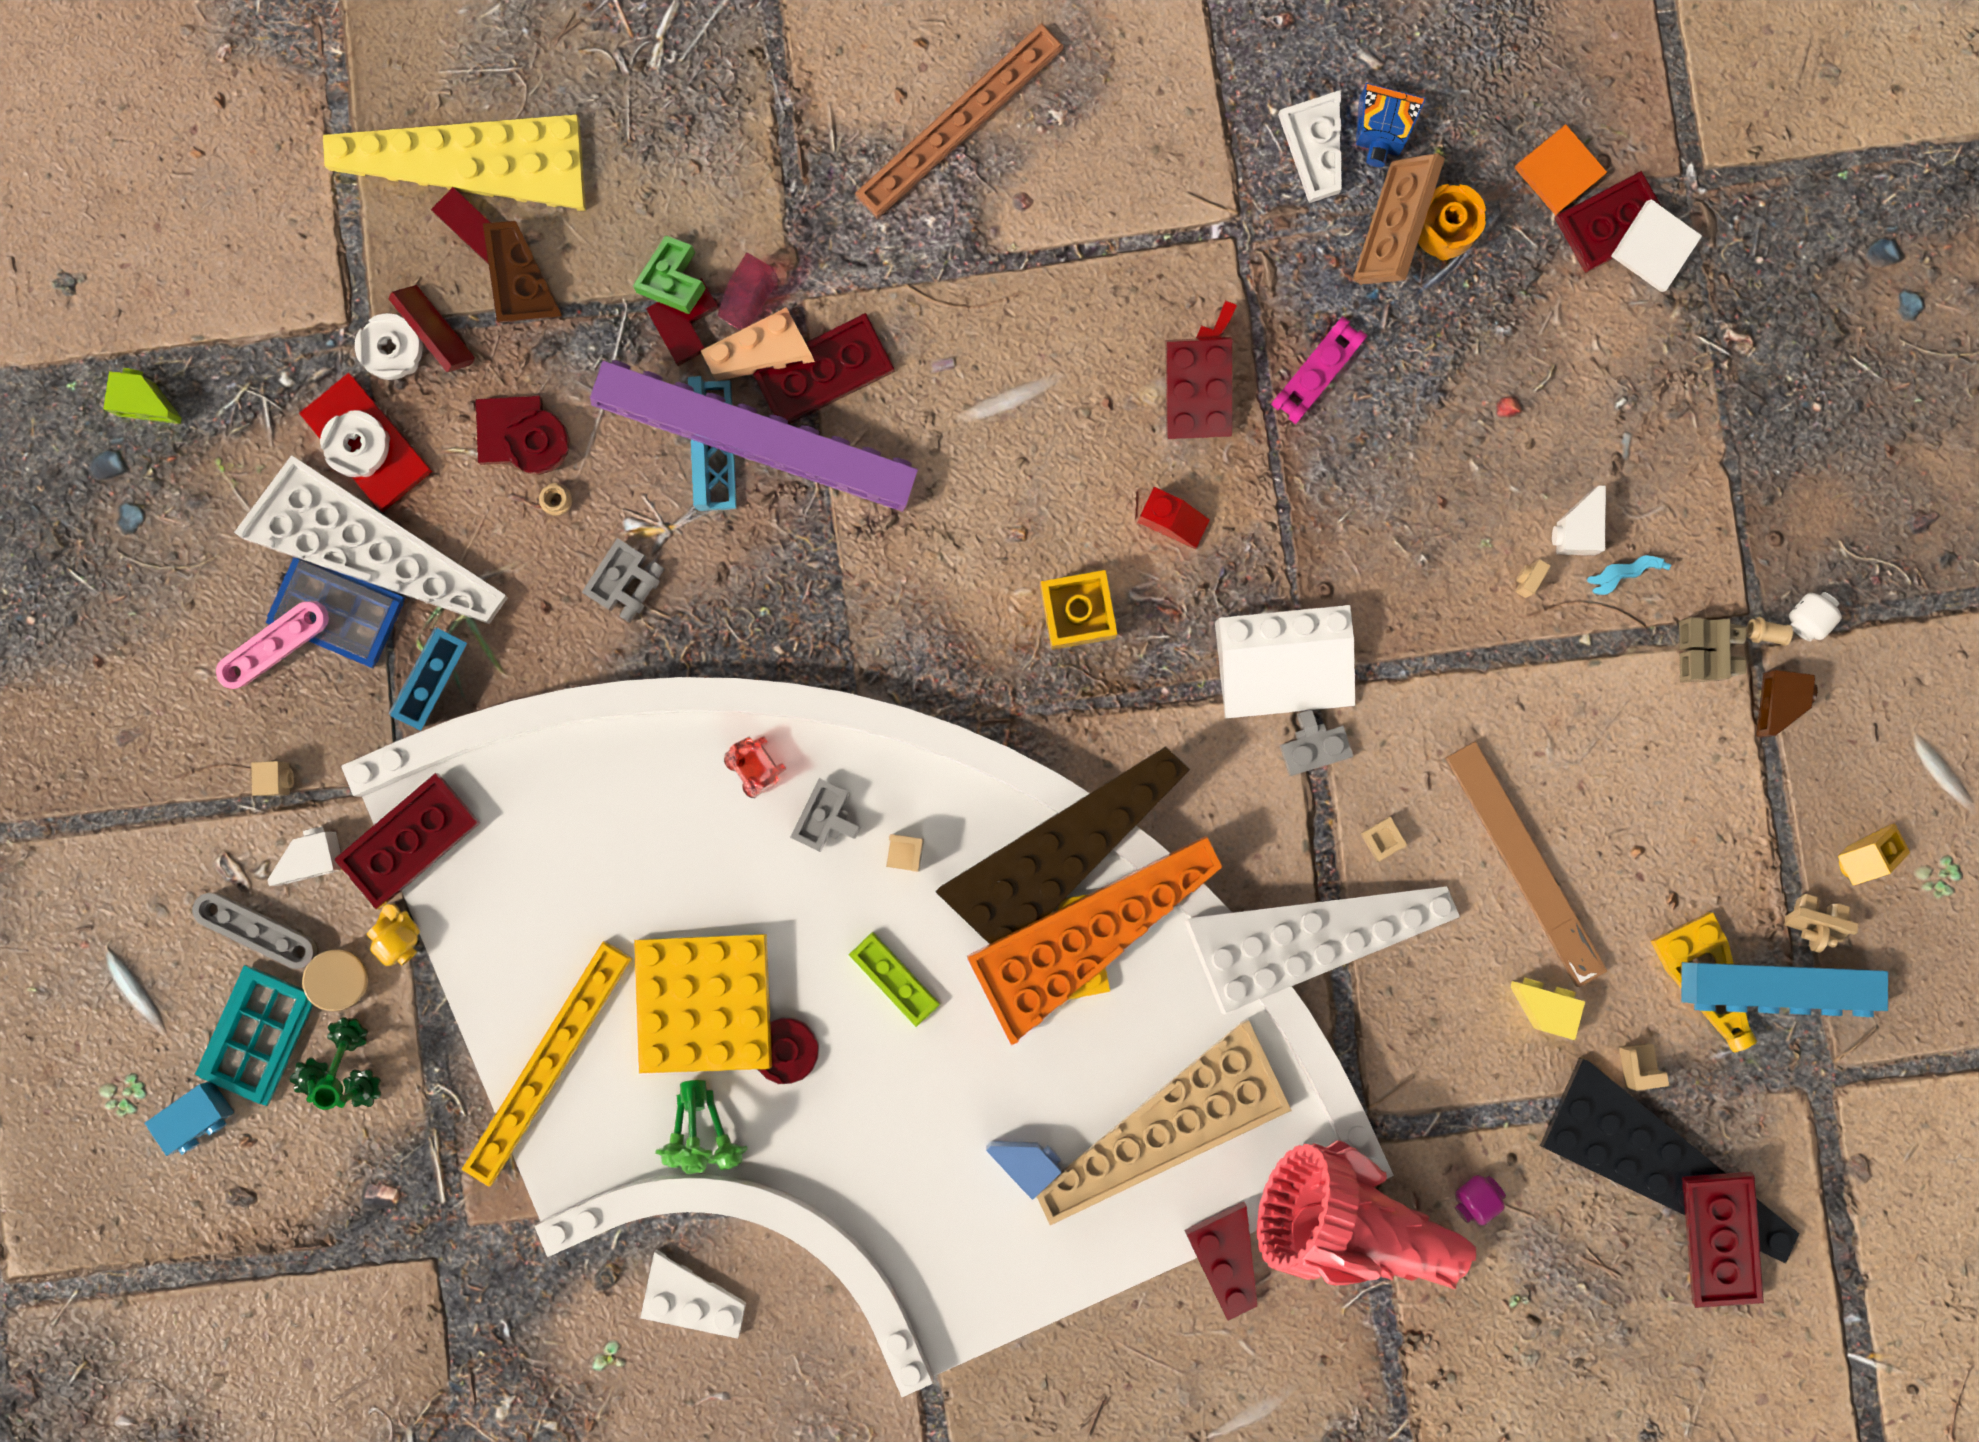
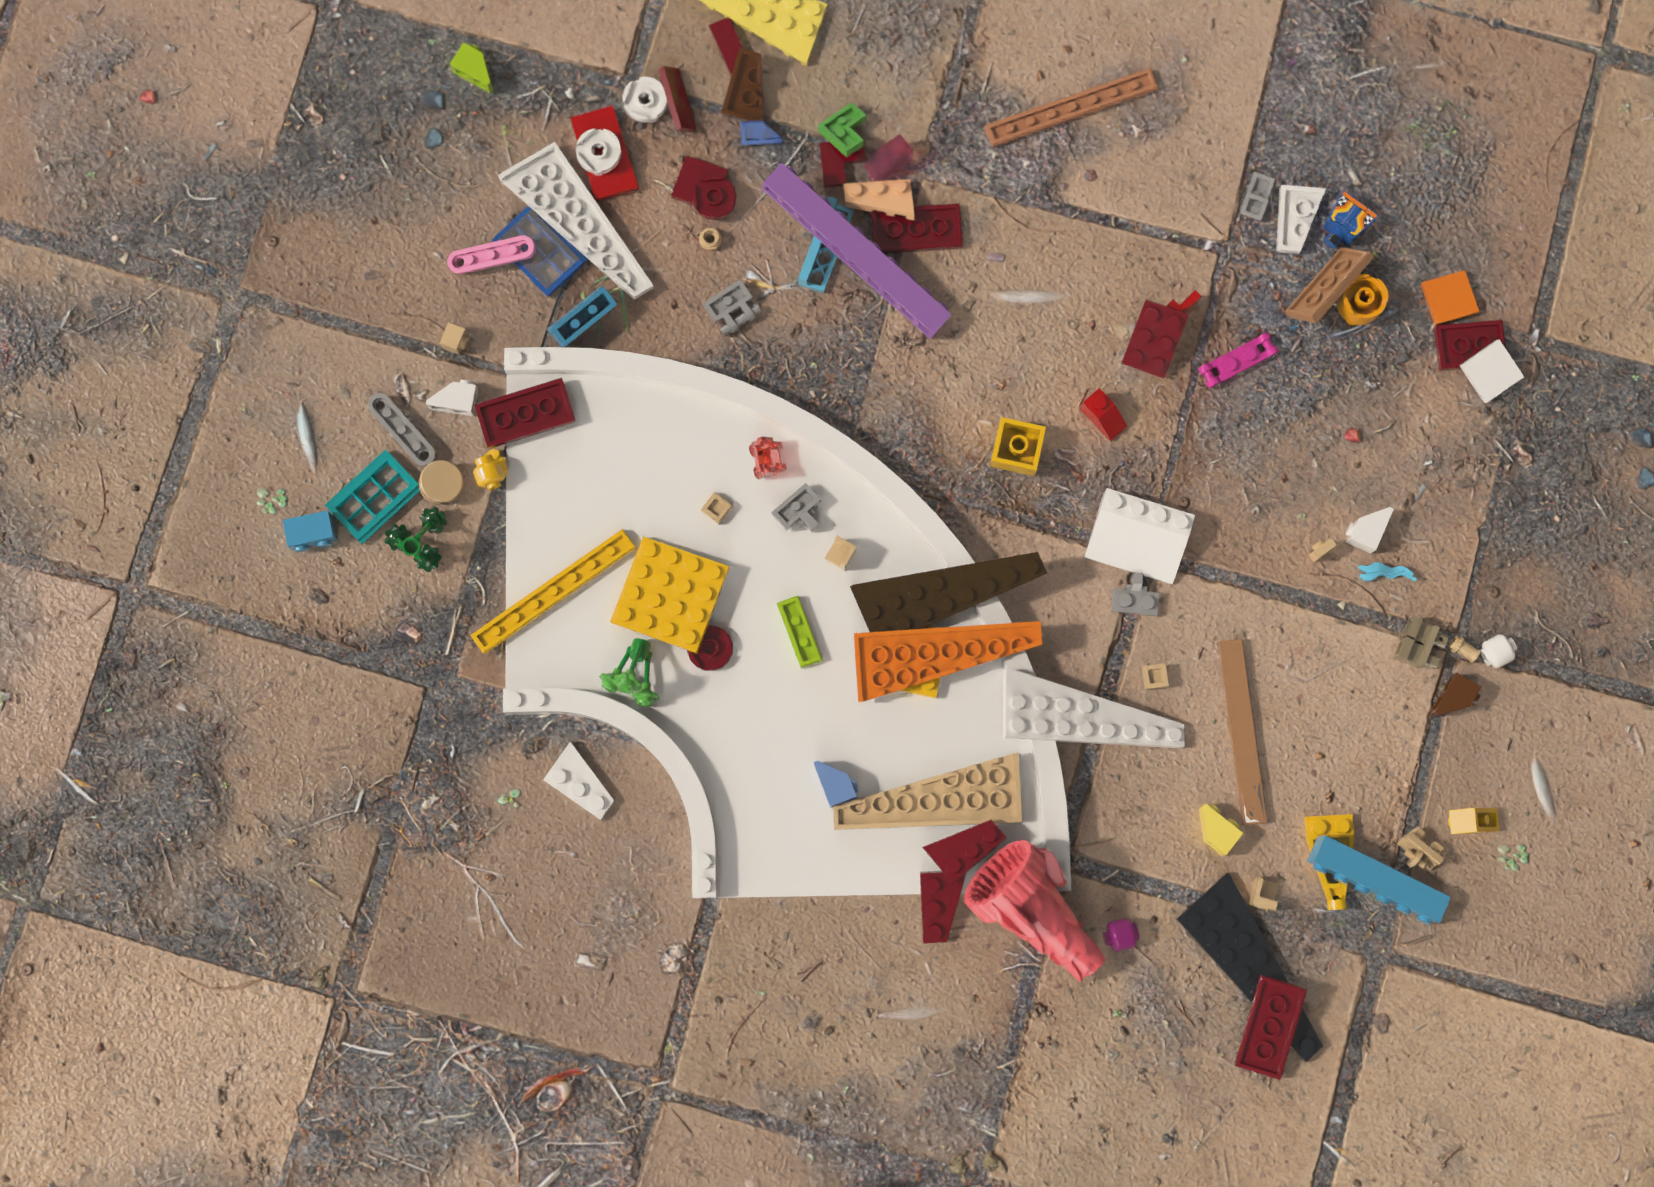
camera: 15 degrees right, 5 degrees down
(559, 329) = (758, 133): none -> blue tile
(716, 859) = (716, 508): none -> tan tile
(1232, 1180) = (965, 849): none -> dark red wing
(1253, 138) = (1257, 196): none -> light grey slope

